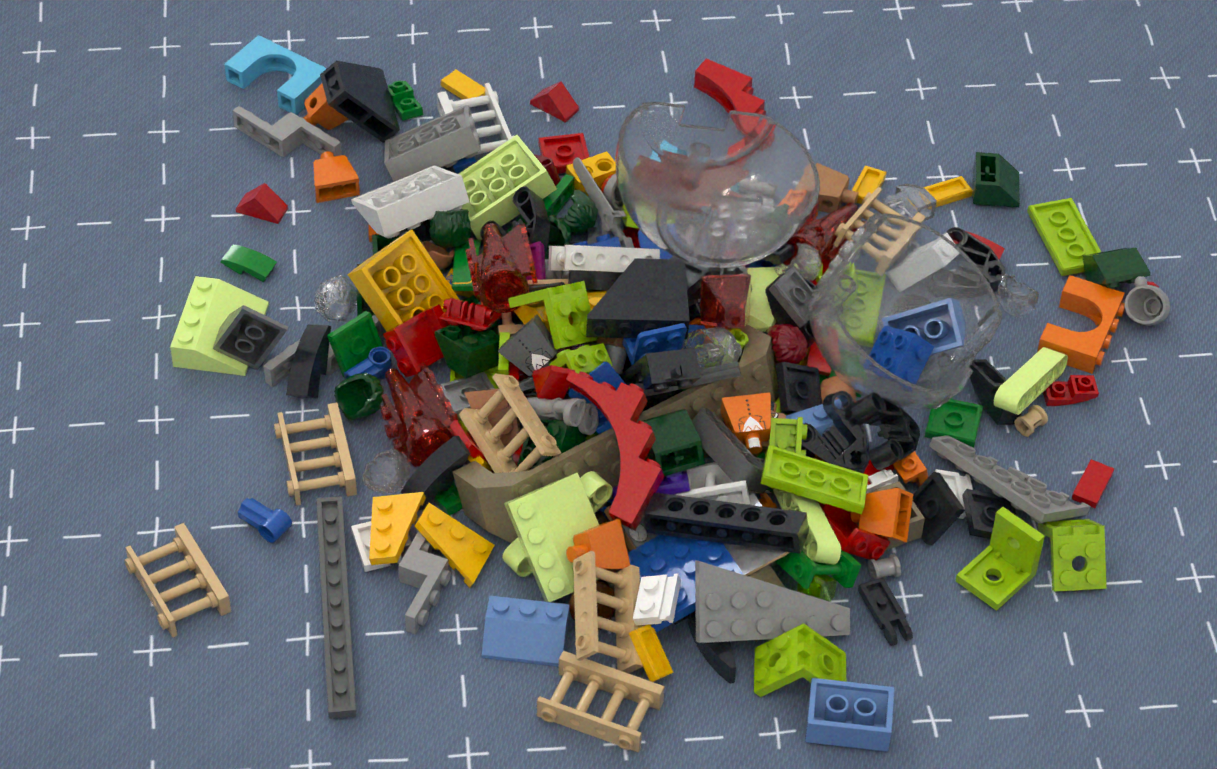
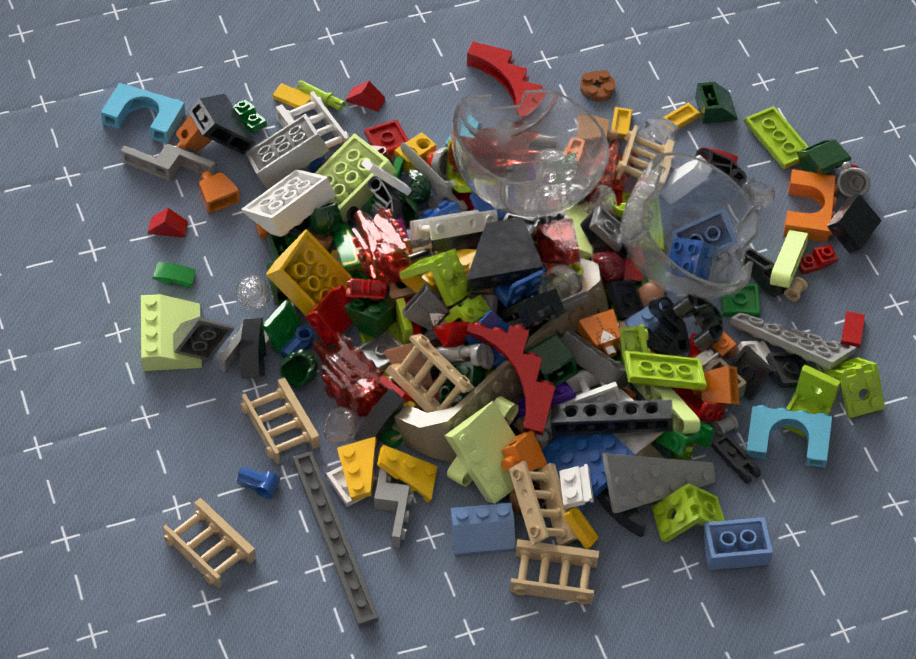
camera: 15 degrees left, 5 degrees up
(505, 95) = (327, 98): none -> lime pin
(538, 190) = (387, 177): none -> white tile
(843, 129) = (597, 78): none -> dark orange plate
(937, 571) = (814, 426): none -> medium azure arch
(1131, 353) = (854, 223): none -> black brick

